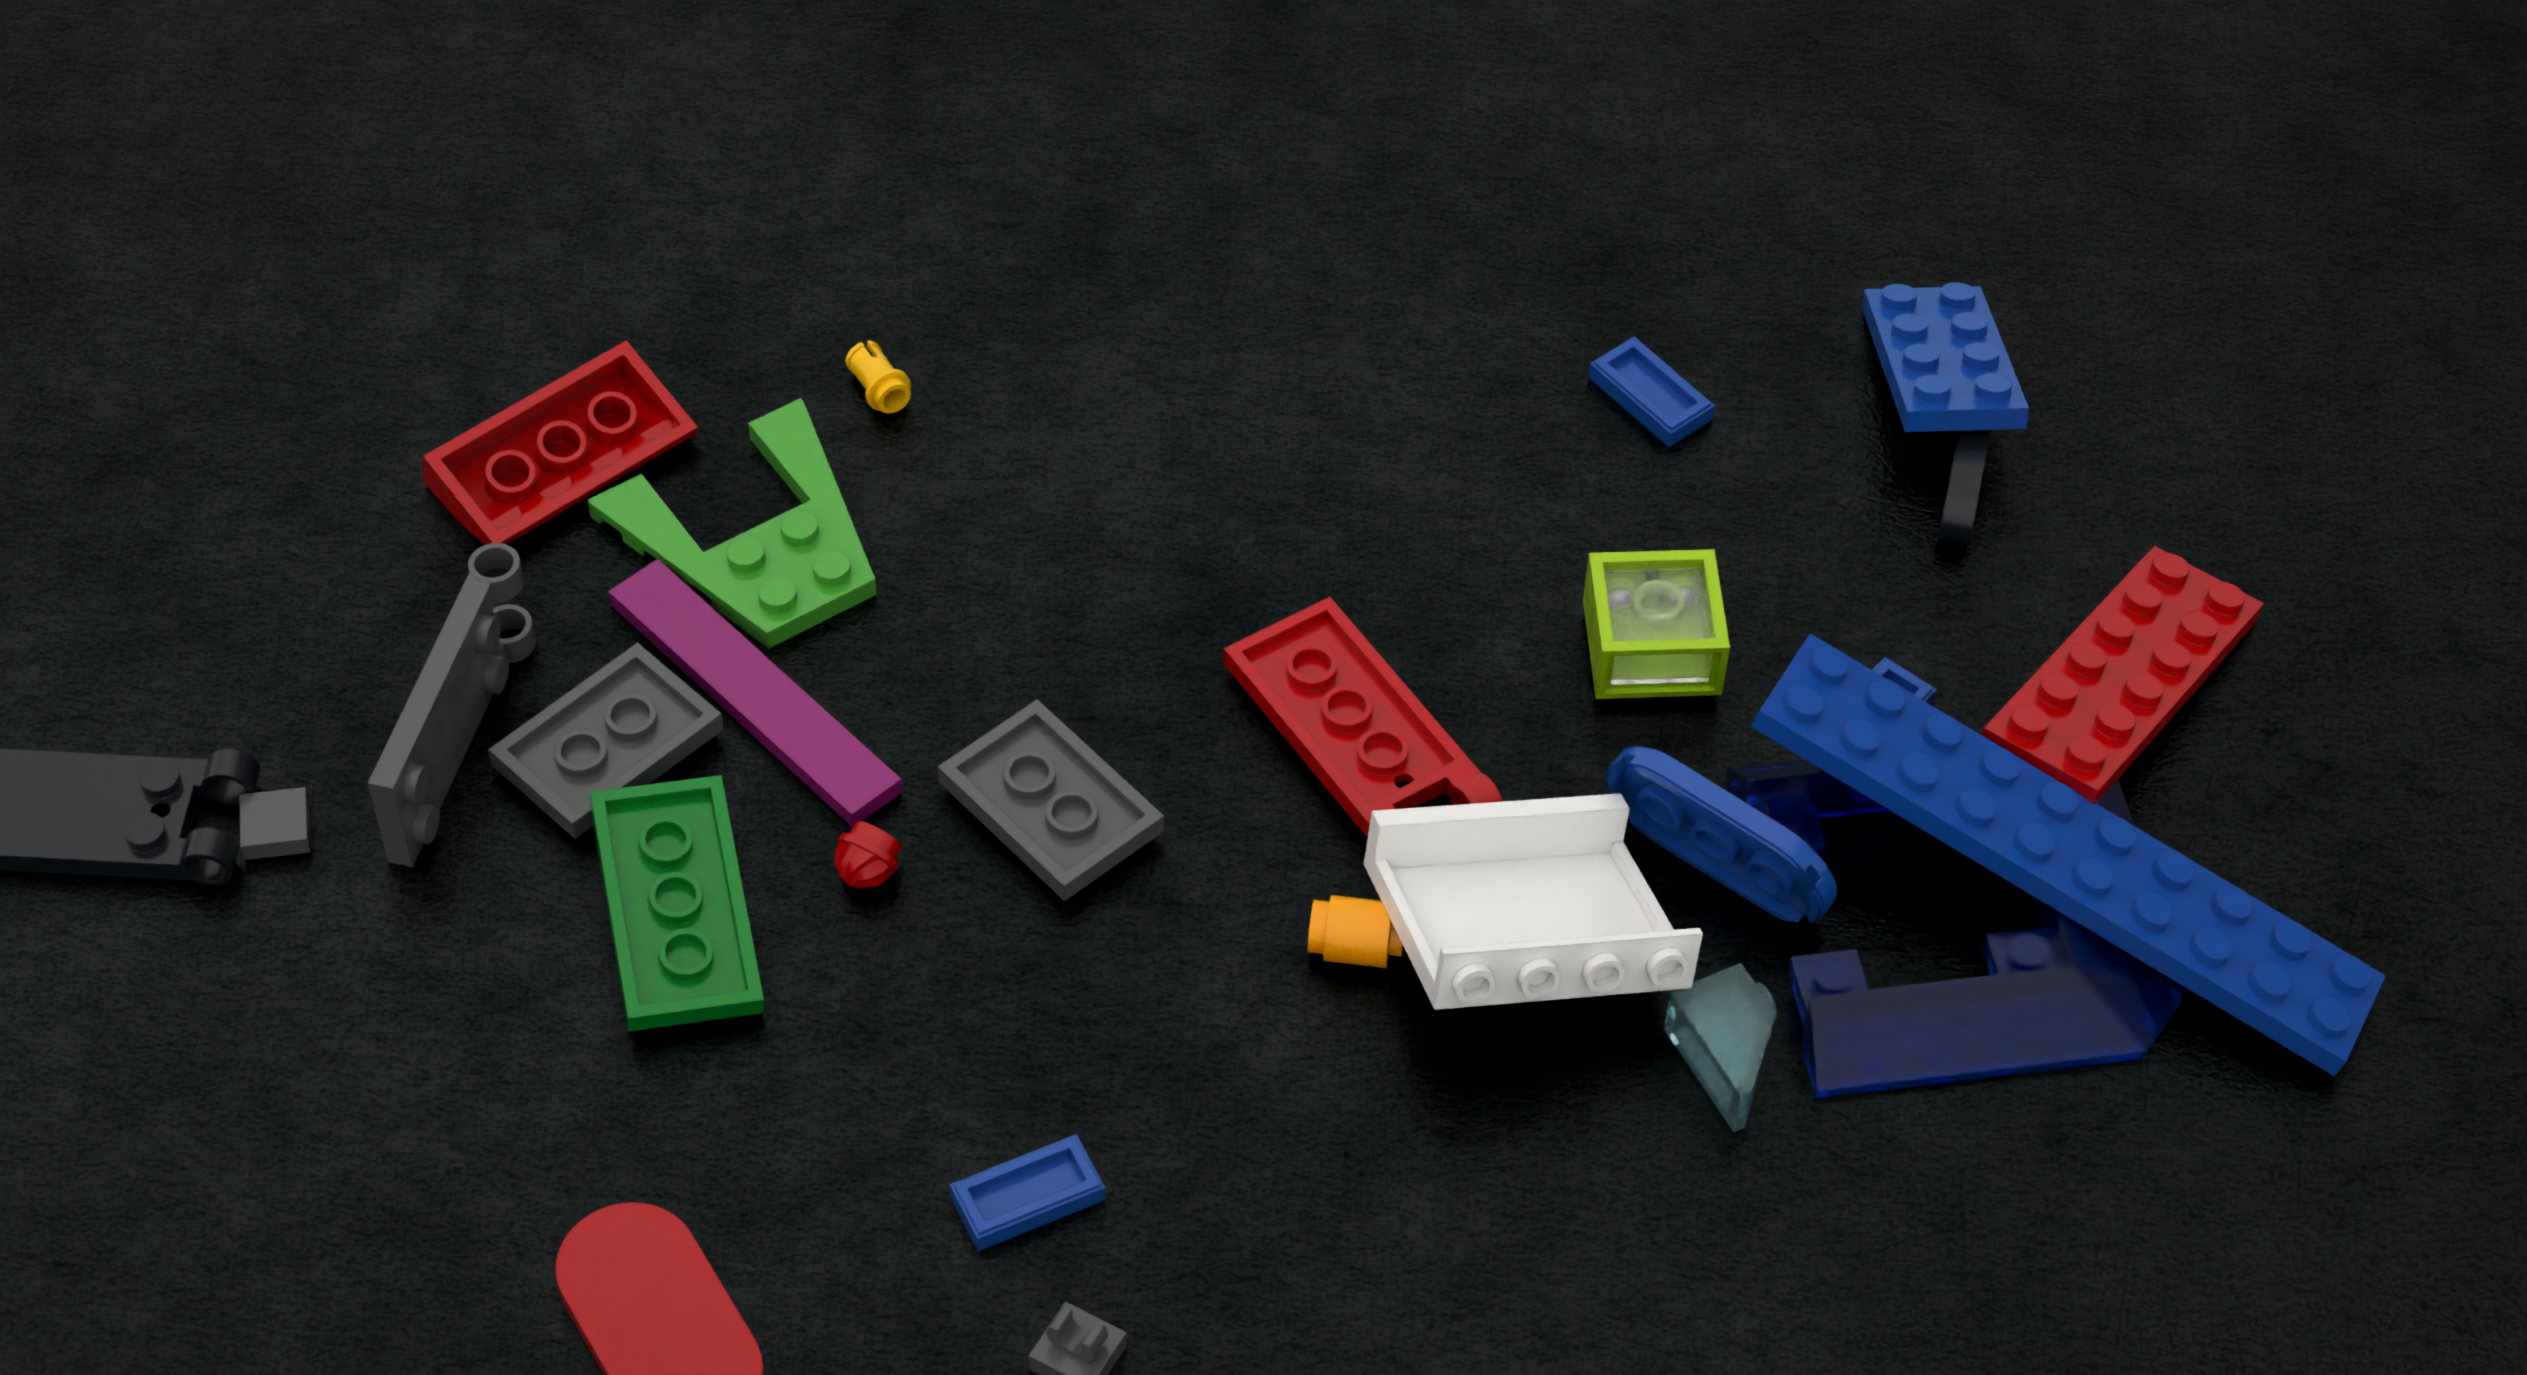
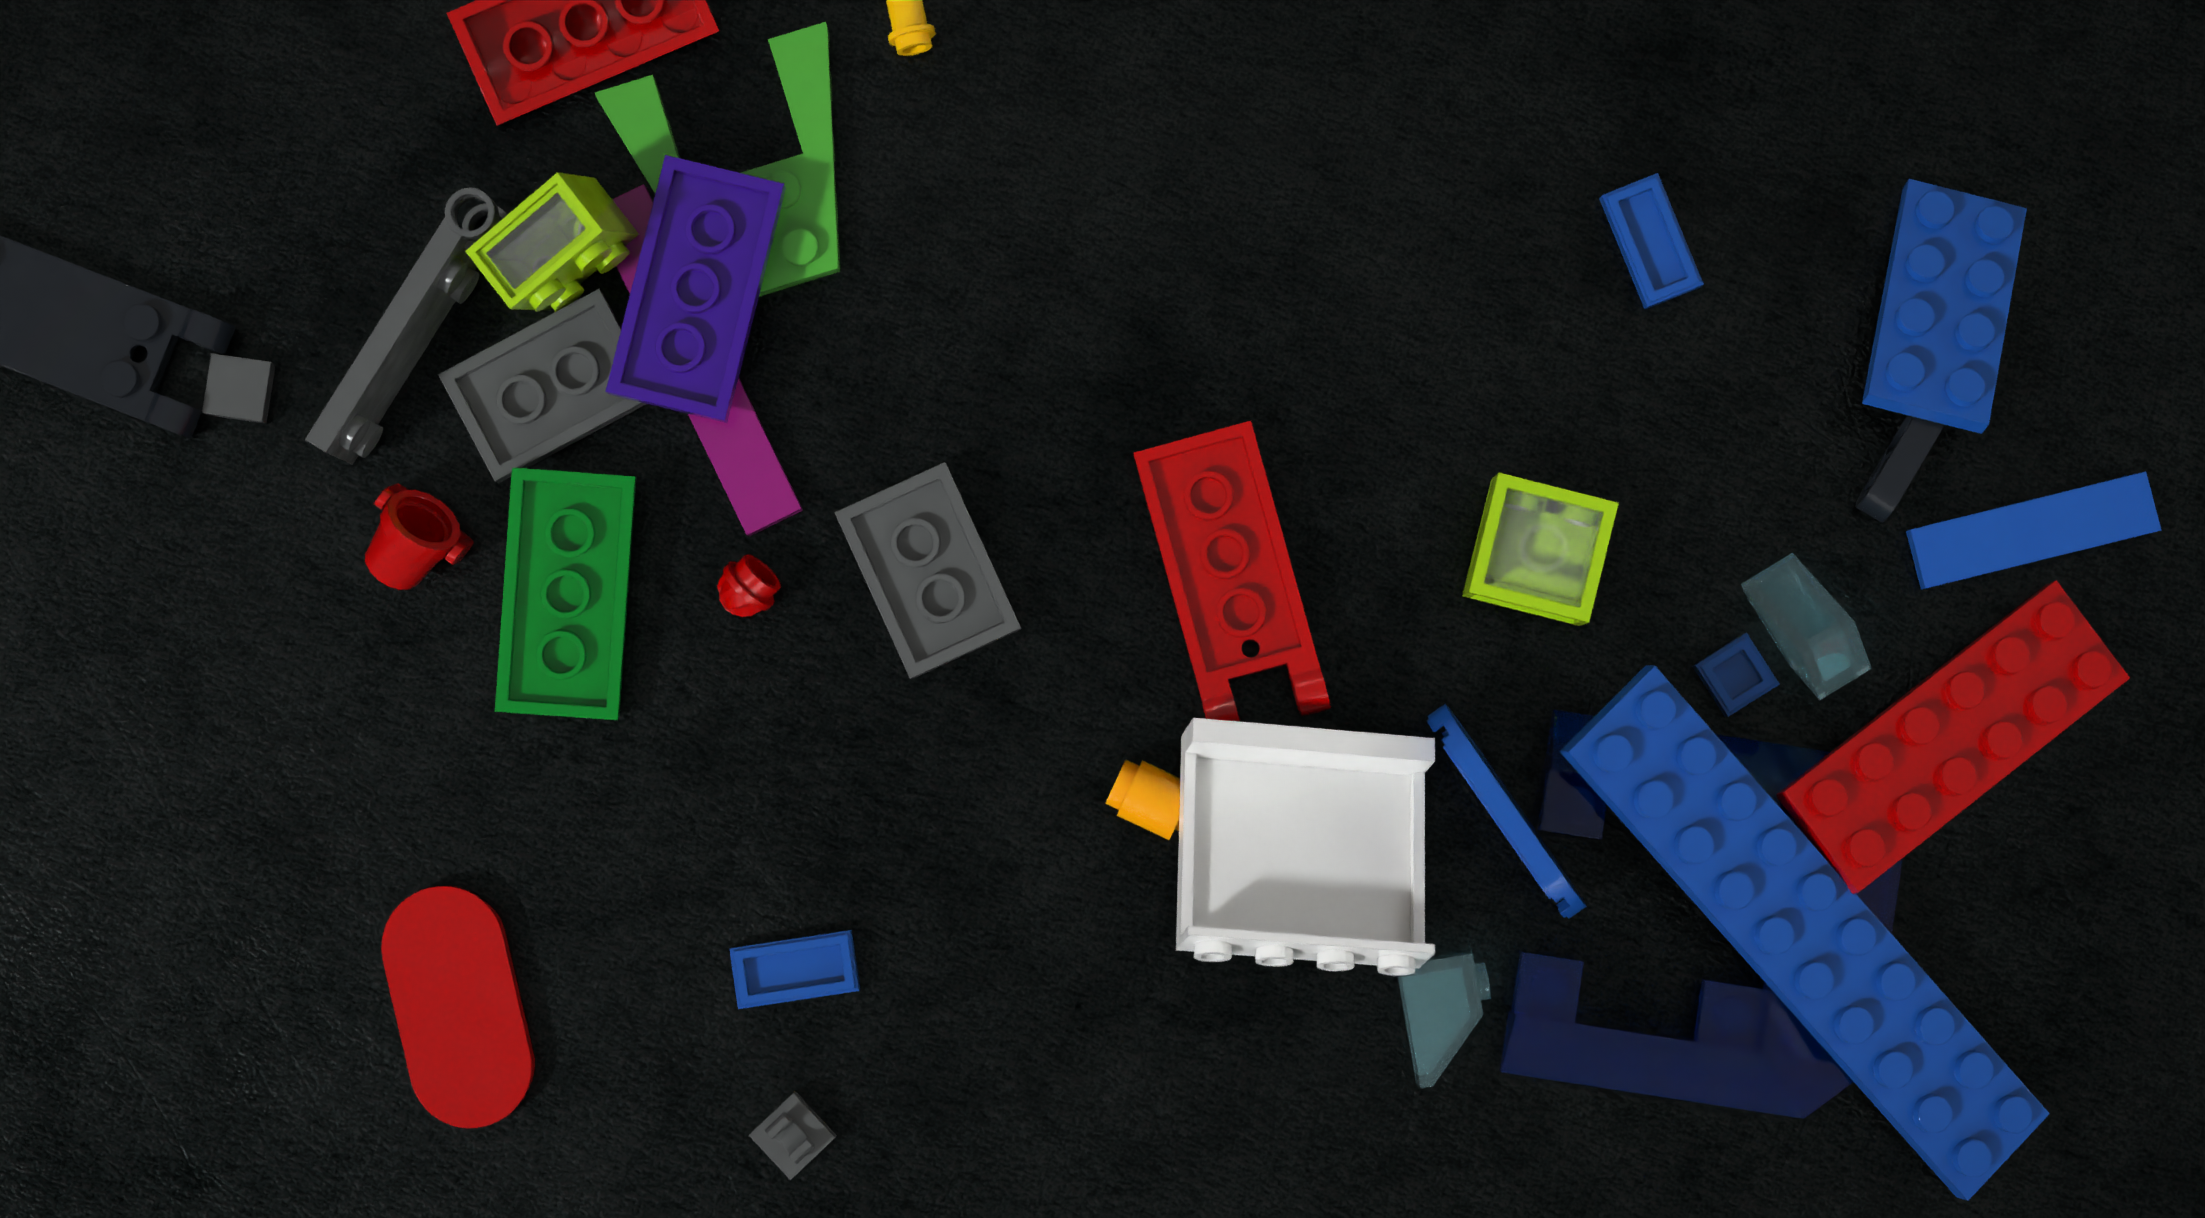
camera: 25 degrees right, 35 degrees up
(499, 889) = (413, 537): none -> red piece
(582, 594) = (553, 243): none -> lime piece
(738, 608) = (696, 289): none -> dark purple plate
(1944, 632) = (1808, 626): none -> clear light blue slope
(2111, 520) = (2033, 530): none -> blue tile

